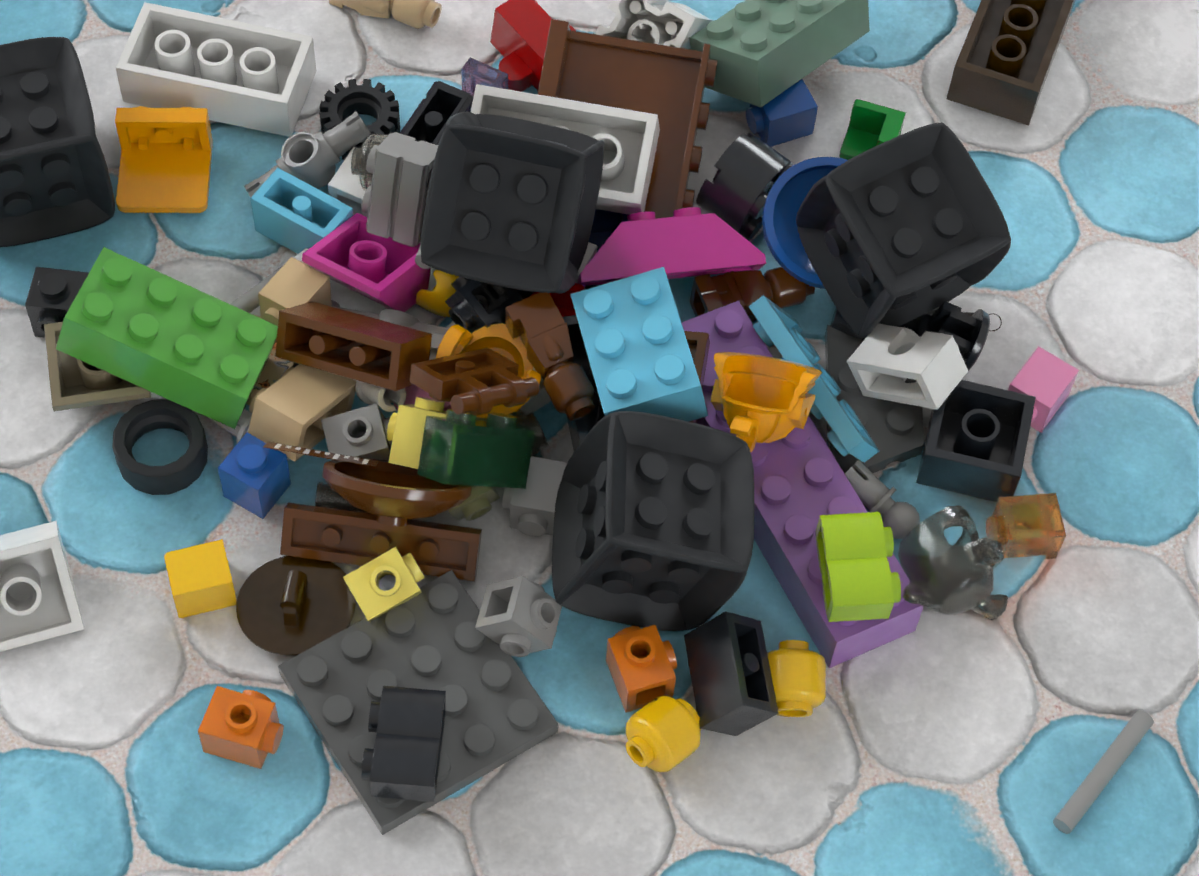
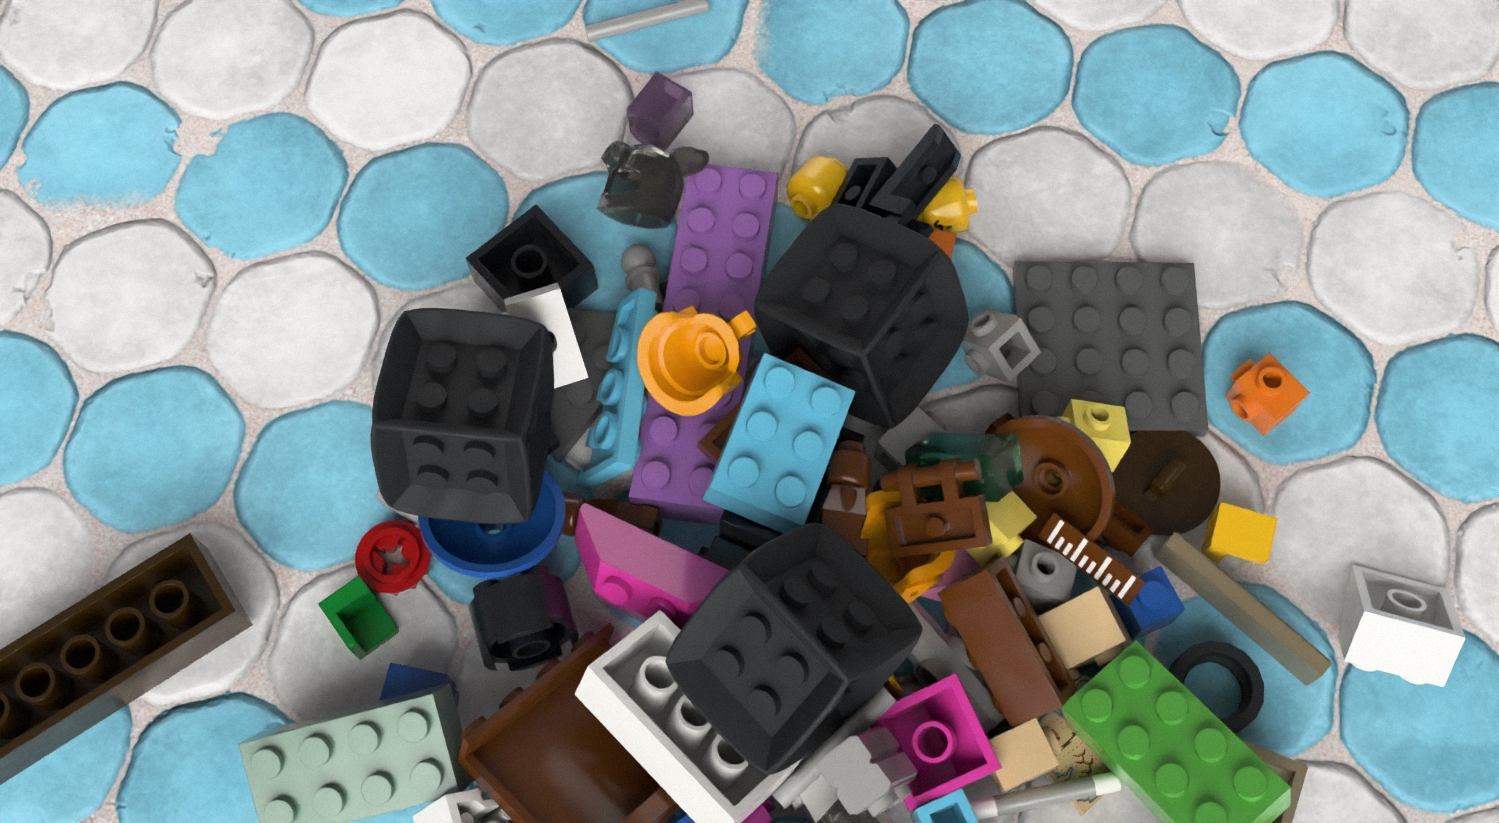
camera: 140 degrees left, 10 degrees up
(167, 521) = (1243, 609): none -> dark tan tile
(406, 743) = (1150, 287): black brick -> none
(683, 644) = (917, 181): none -> black piece
(856, 566) = (729, 194): lime brick -> none
(1001, 666) = (660, 112): none -> clear purple brick
(1027, 525) = (549, 182): clear orange brick -> none
(1047, 380) = (441, 286): bright pink brick -> none

